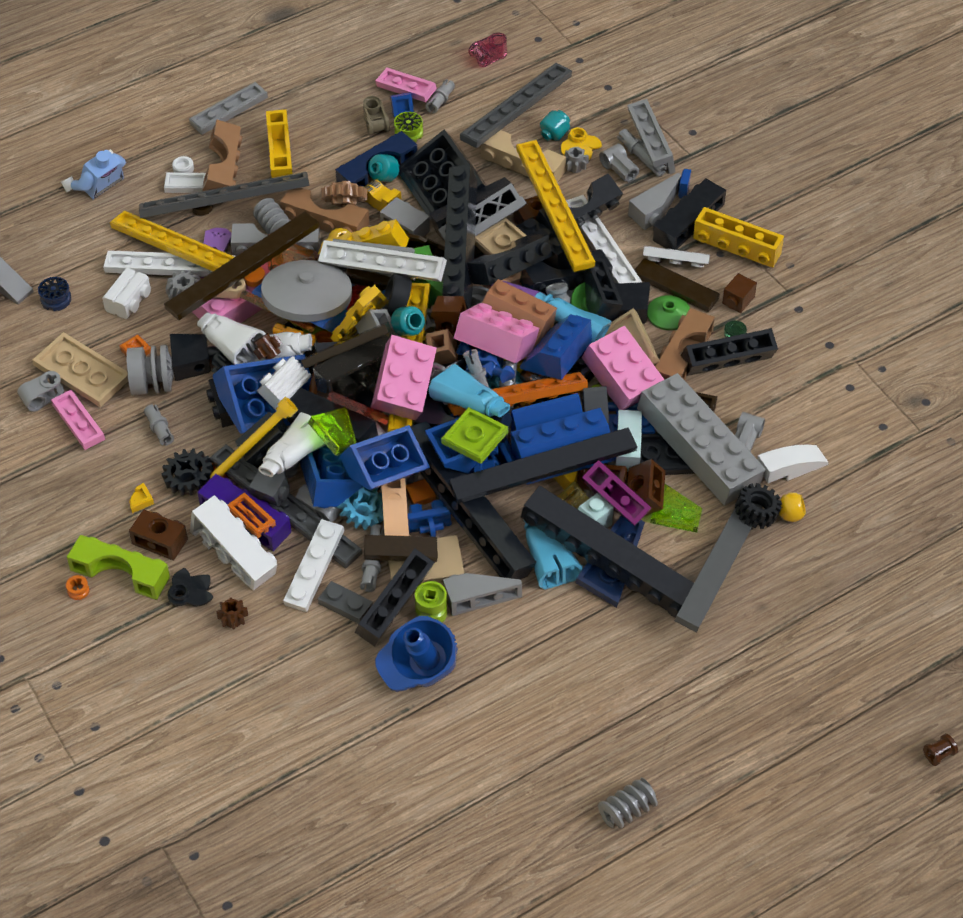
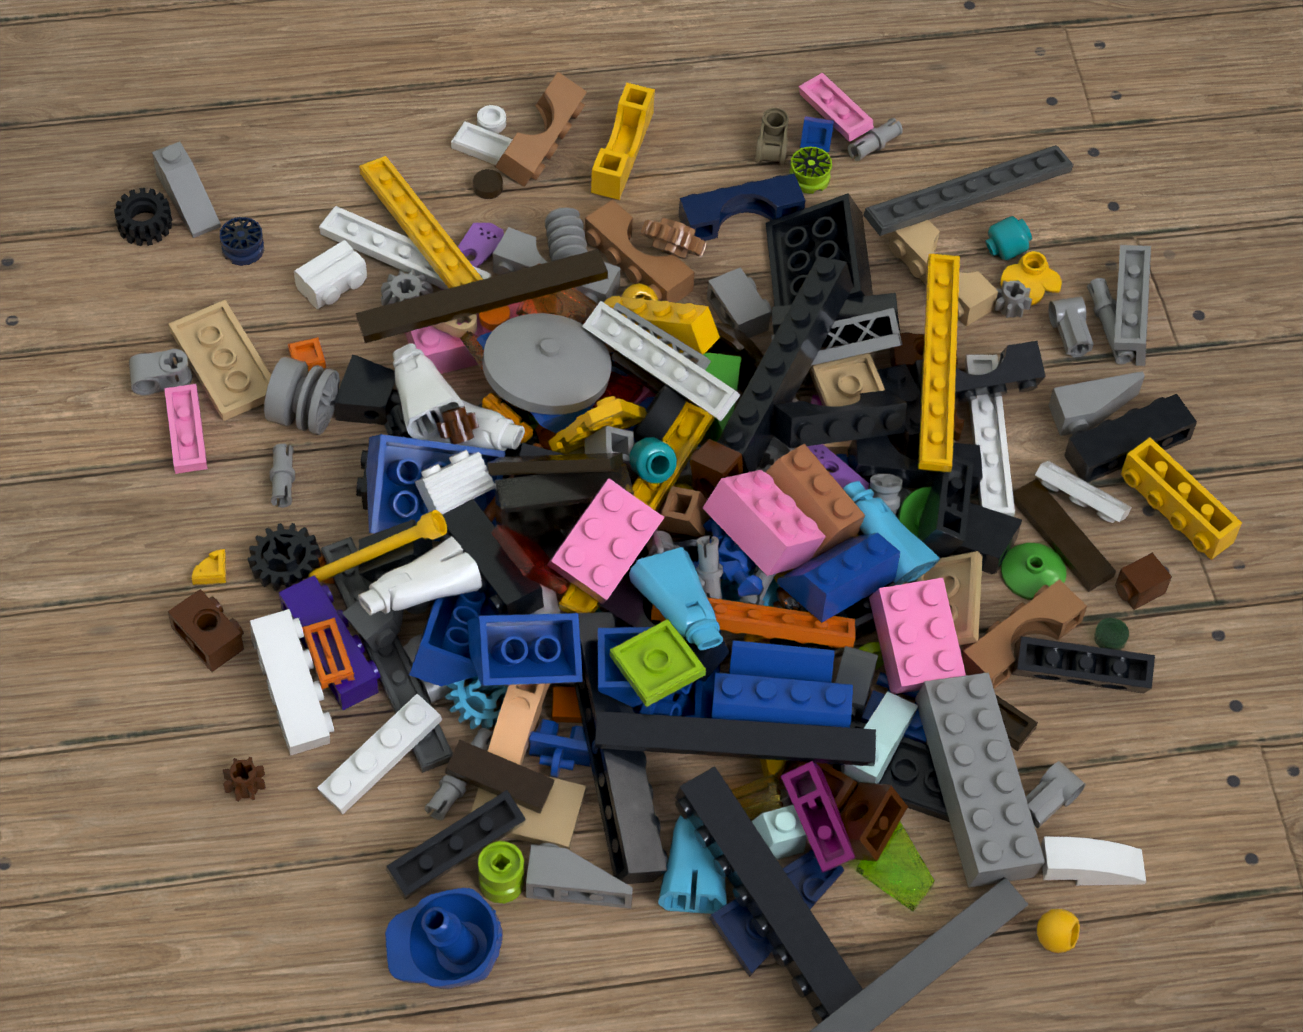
camera: 20 degrees right, 5 degrees up
(75, 581) = (69, 671): orange bush -> none
(92, 556) = (110, 628): lime arch -> none
(98, 174) = (375, 93): light blue torso -> none
(191, 587) = (214, 719): black plate -> none
(223, 194) = (518, 181): dark grey tile -> none
(228, 107) = (590, 57): light grey tile -> none
(334, 429) = (478, 582): clear neon green wing -> none
(345, 602) = (396, 820): dark grey plate -> none
(380, 196) = (724, 255): yellow leg -> none
(383, 168) = (746, 218): teal head -> none
(491, 49) = (976, 94): clear pink piece -> none
(684, 183) = (1146, 389): blue tile -> none
(763, 497) = (1021, 899): black tyre -> none

